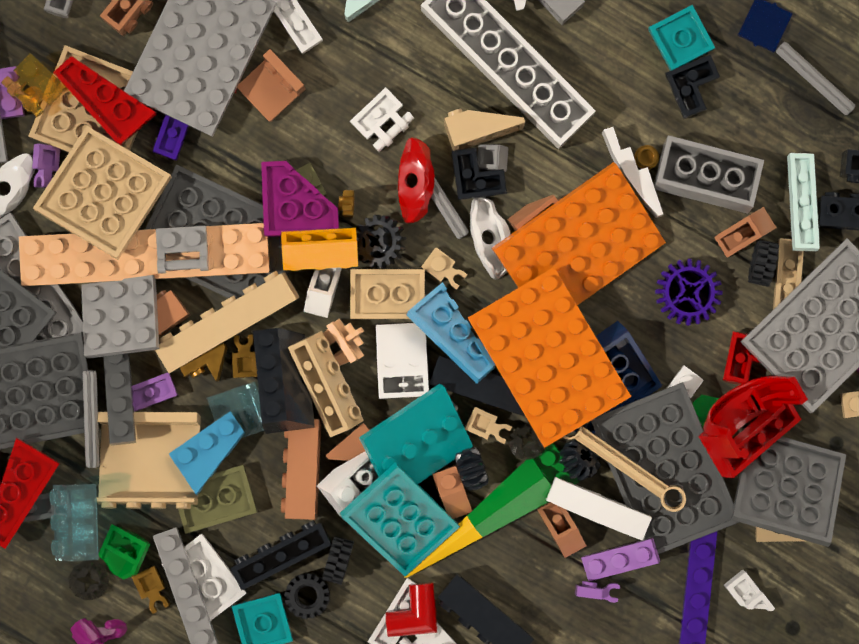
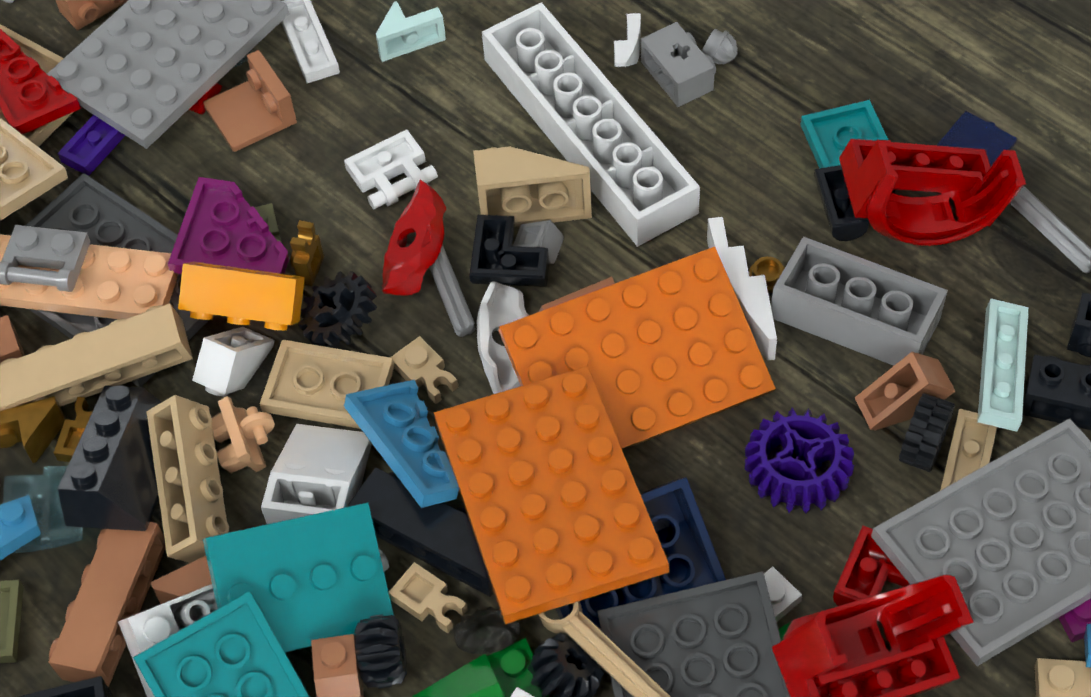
camera: 15 degrees right, 30 degrees down
(742, 97) = (958, 173): none -> red piece

